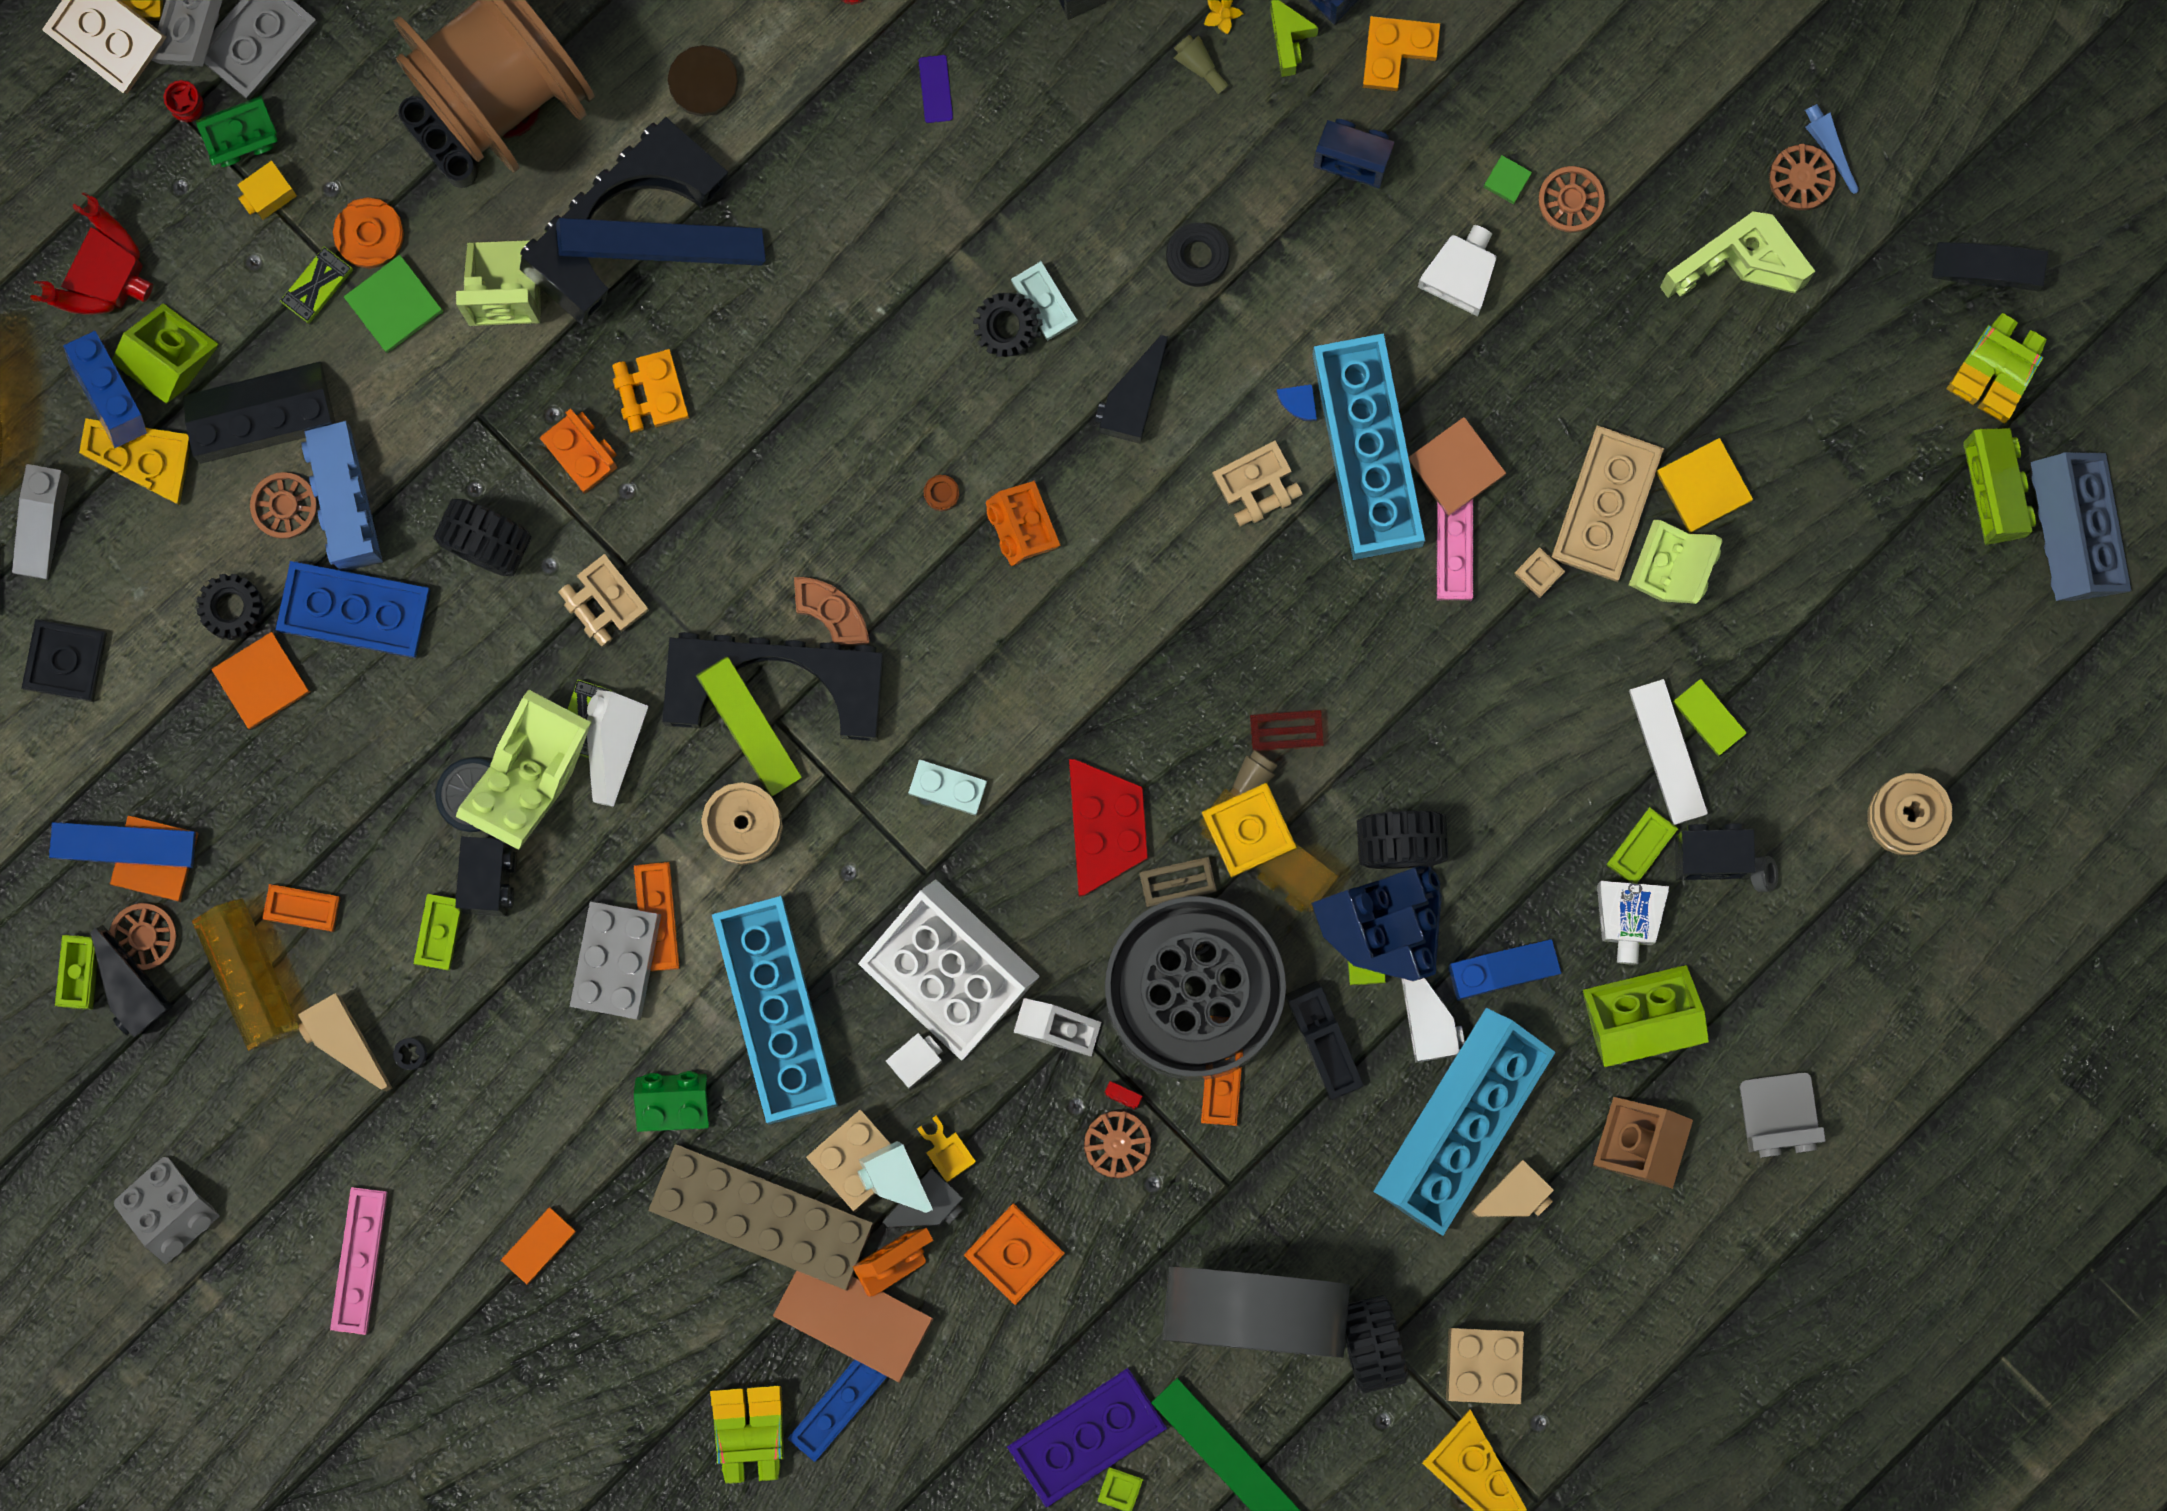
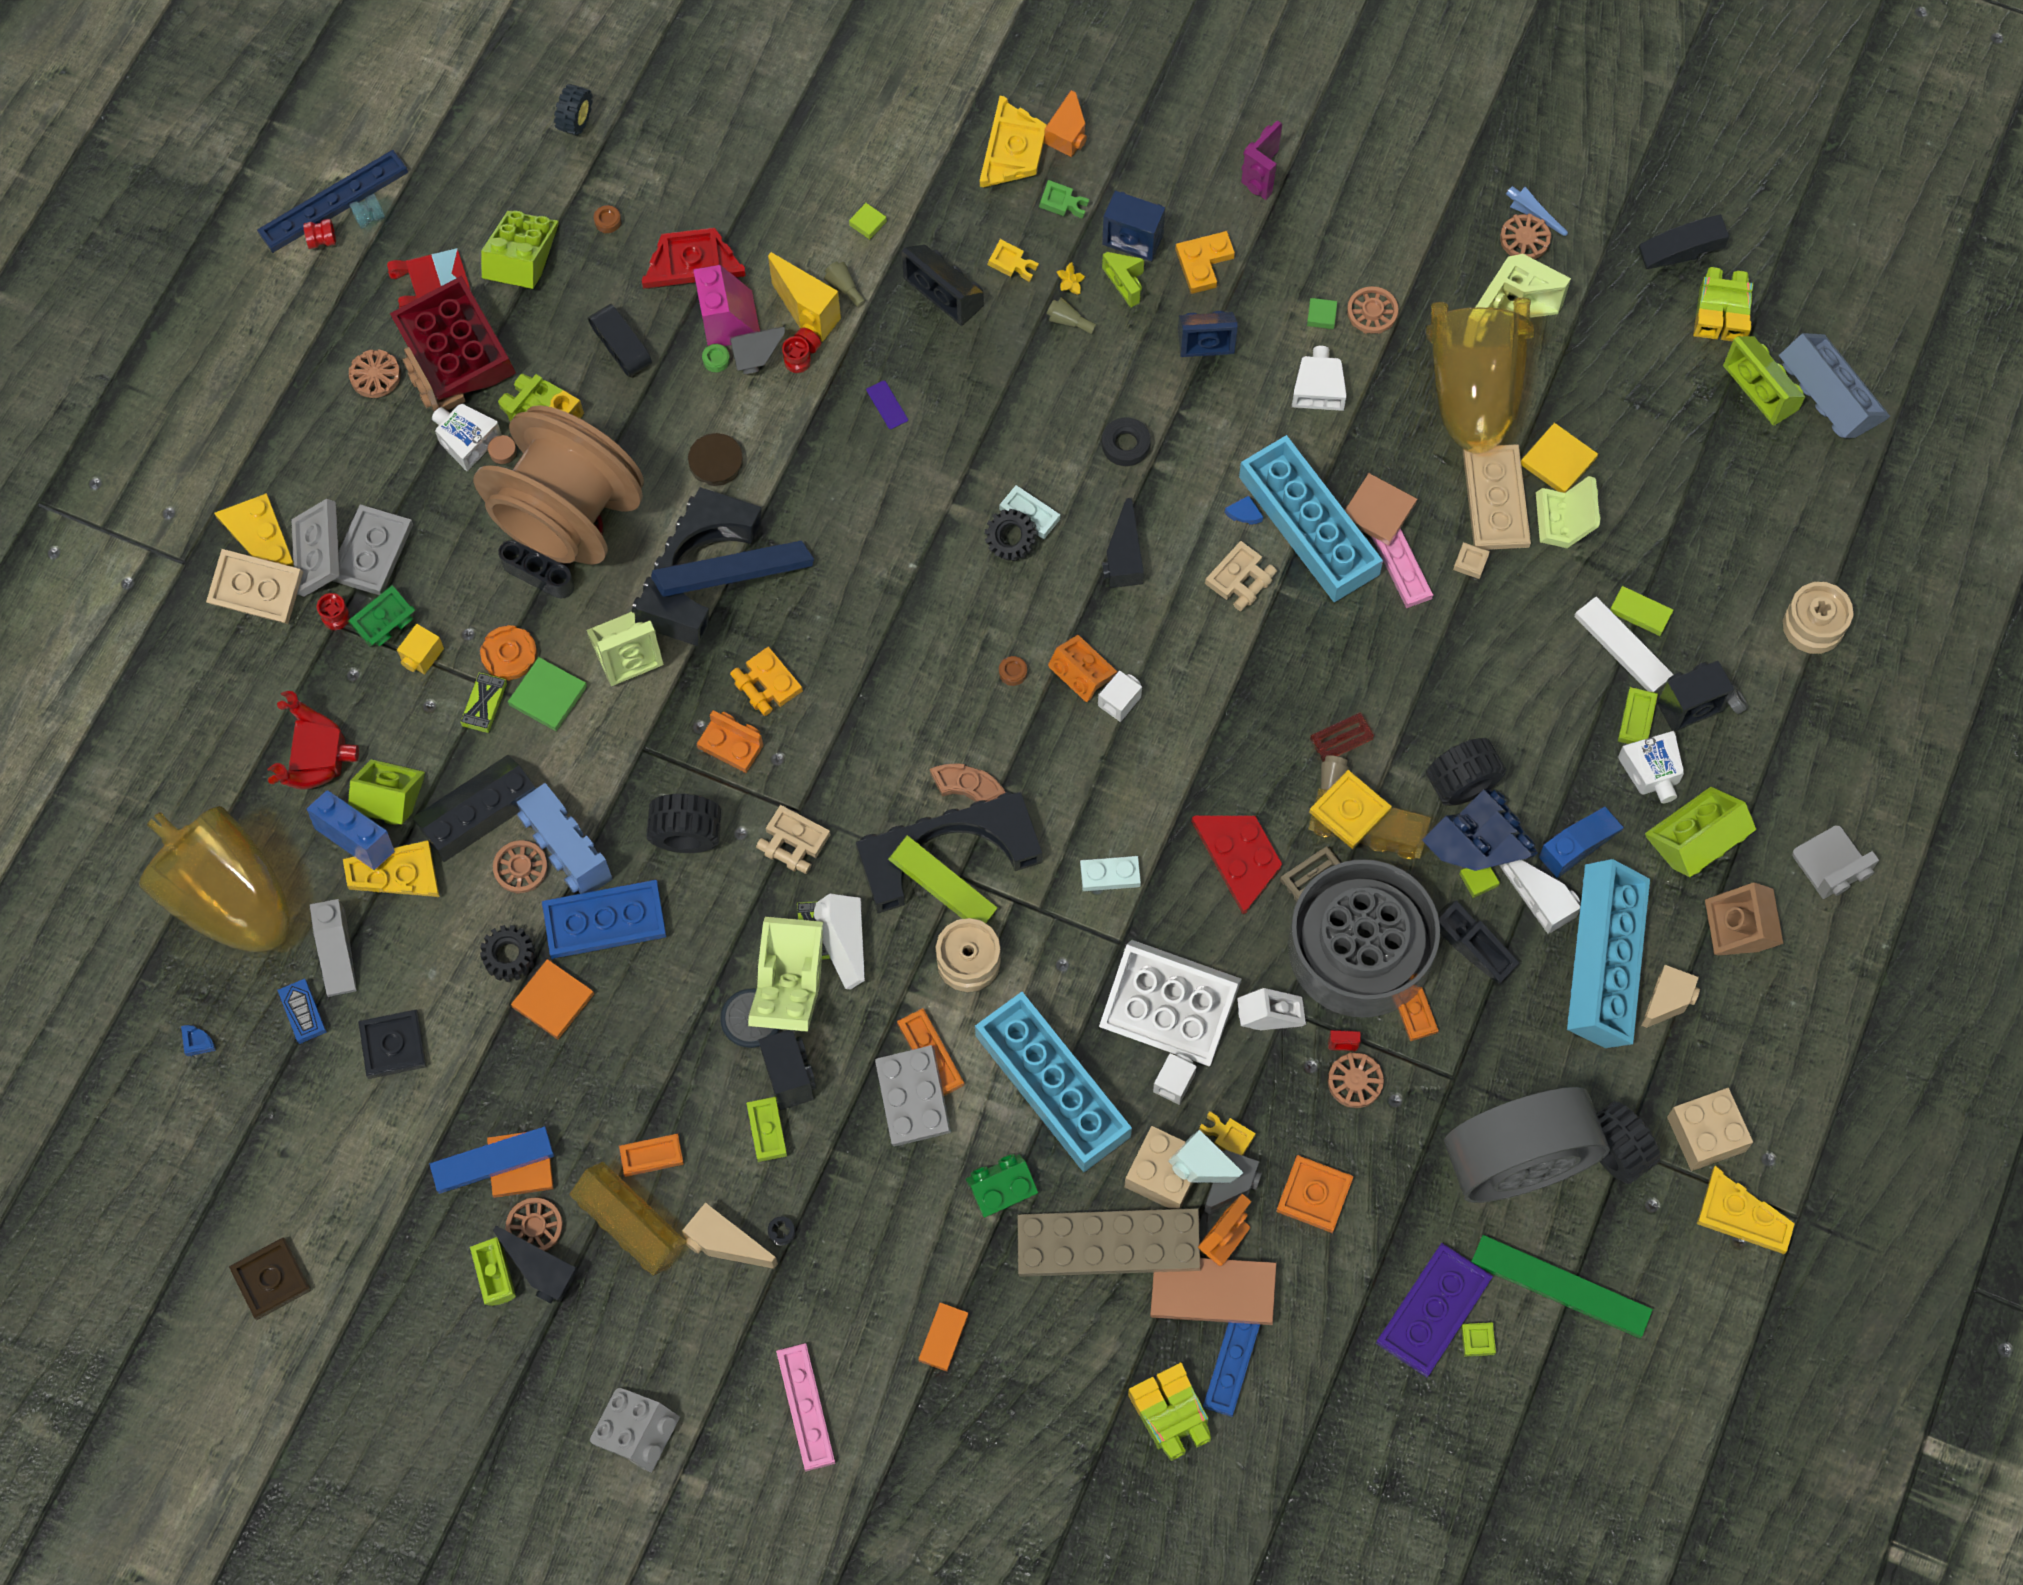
camera: 25 degrees left, 15 degrees down
(1051, 577) = (1120, 695): none -> white brick
(1646, 350) = (1479, 370): none -> clear yellow windscreen

